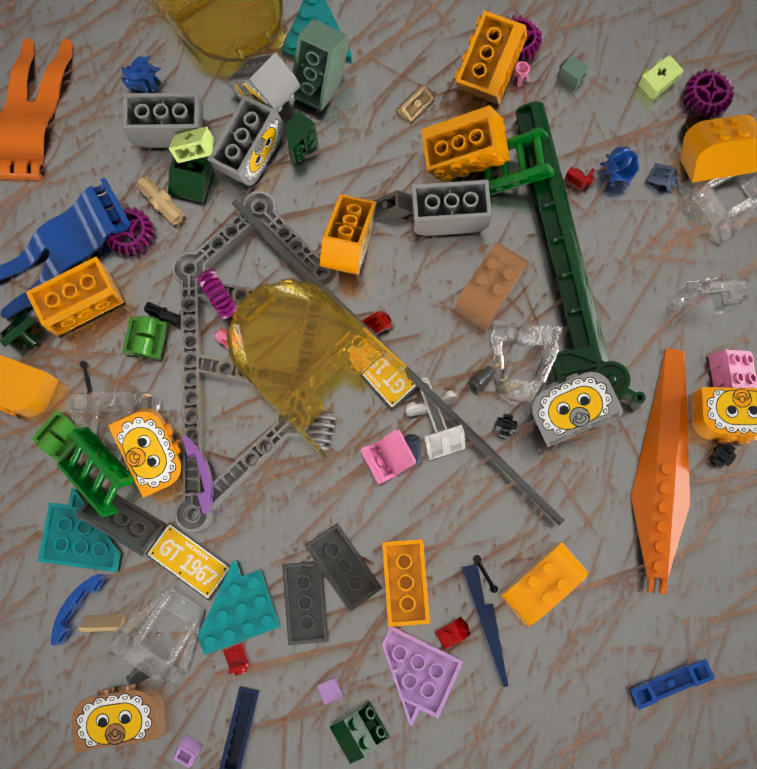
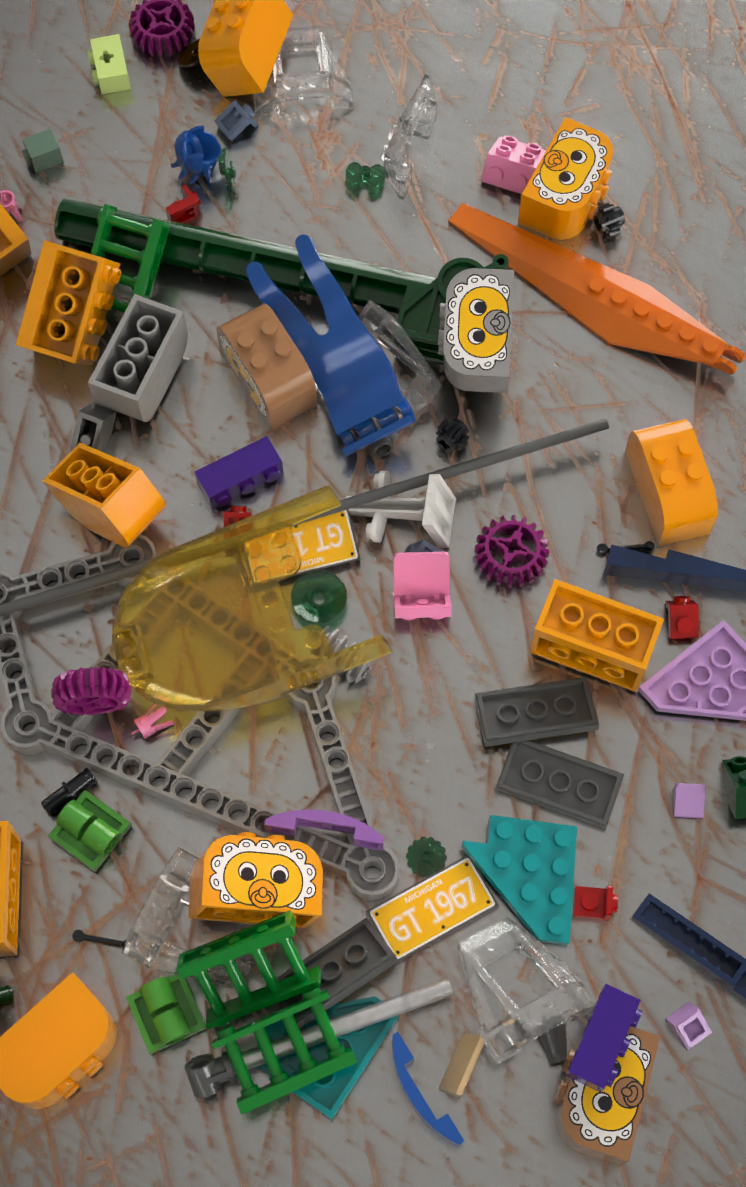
camera: 65 degrees left, 10 degrees down
(30, 479) = (208, 1073): none -> flat silver piece
(41, 524) = (280, 1081): none -> green fence
(136, 705) = (604, 1038): none -> dark purple brick
(220, 542) = (426, 856): none -> clear green piece
(350, 387) = (314, 585): none -> clear green dish
(411, 307) = (239, 472): none -> dark purple brick
(452, 501) = (492, 541): none -> magenta gear
(518, 331) = (344, 361): none -> blue flag
(621, 189) = (227, 169): none -> clear green piece
(671, 283) = (372, 175): none -> clear green piece

